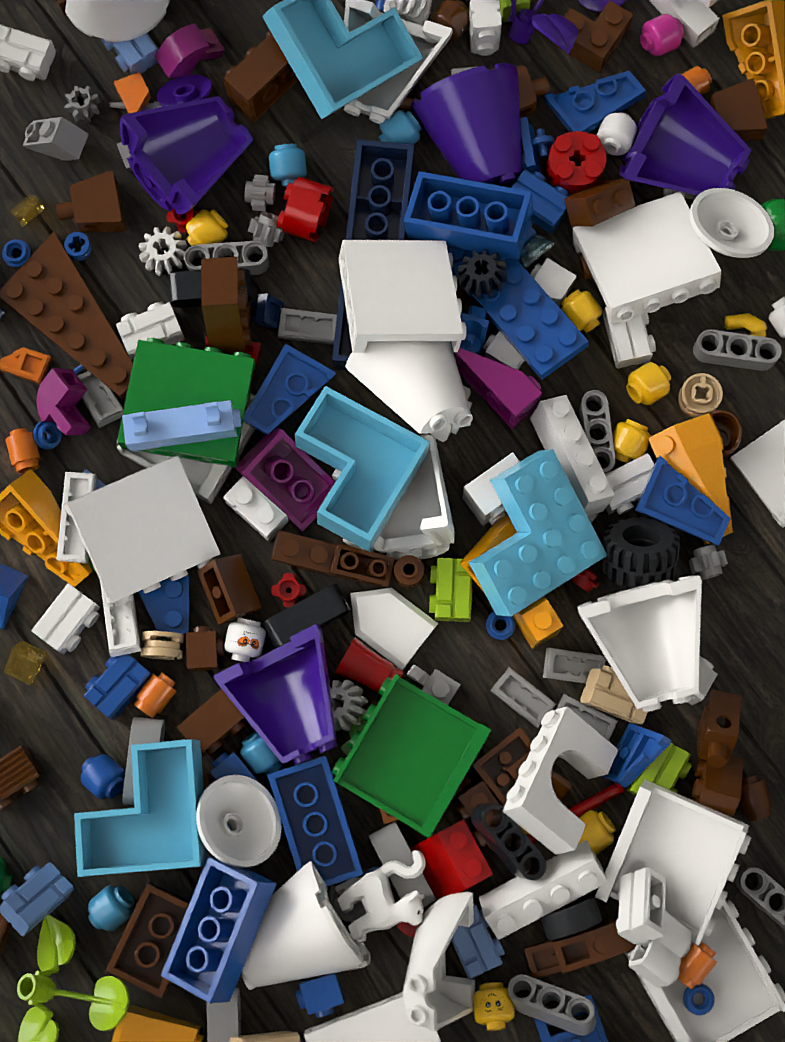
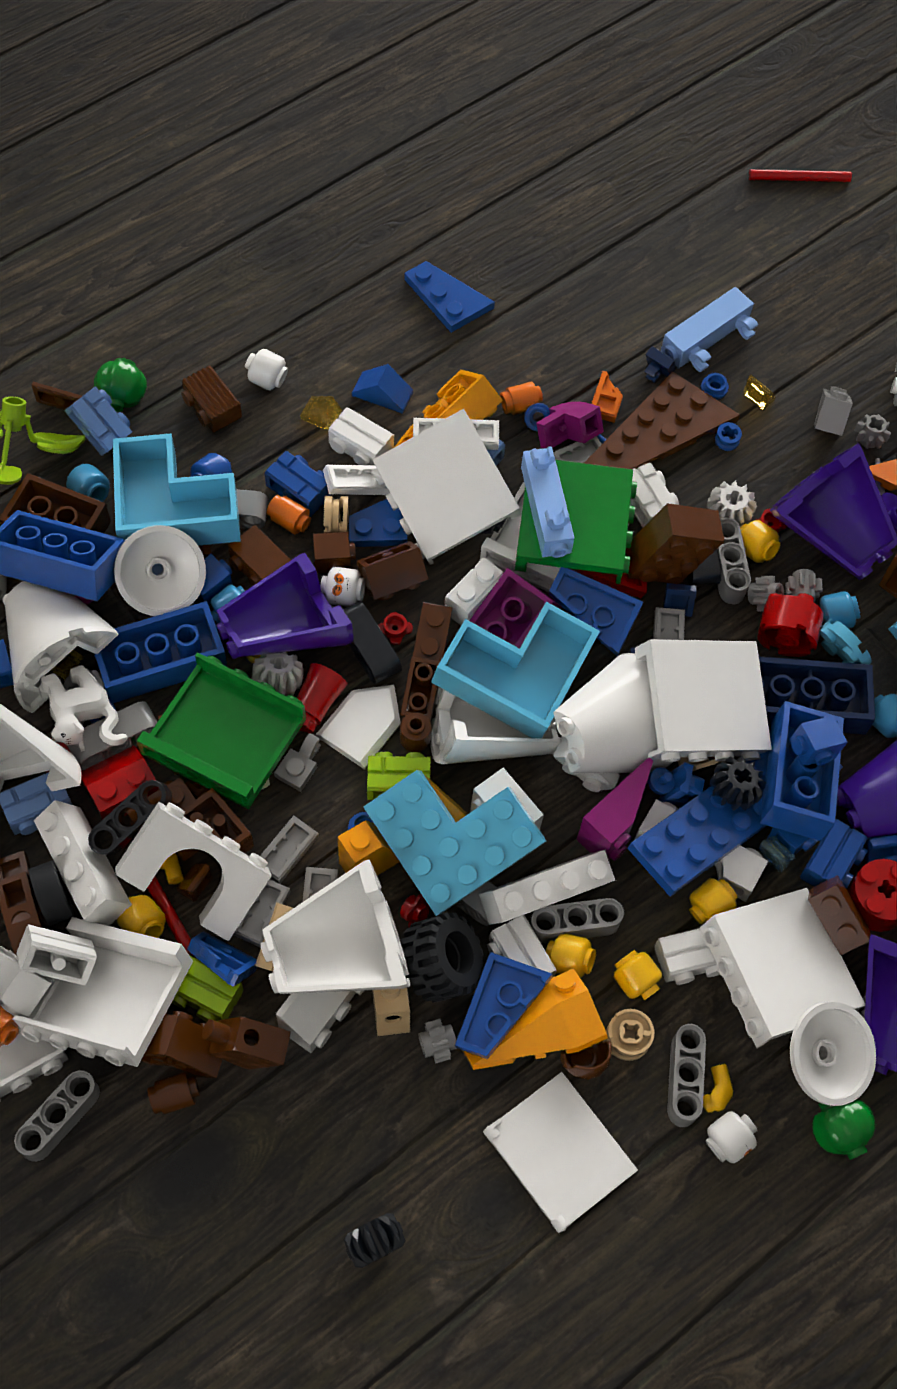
camera: 80 degrees right, 15 degrees down
(95, 205) = (772, 447): reddish brown torso -> none
(329, 161) = (843, 642): none -> medium azure plate
(454, 195) = (818, 741): none -> blue brick

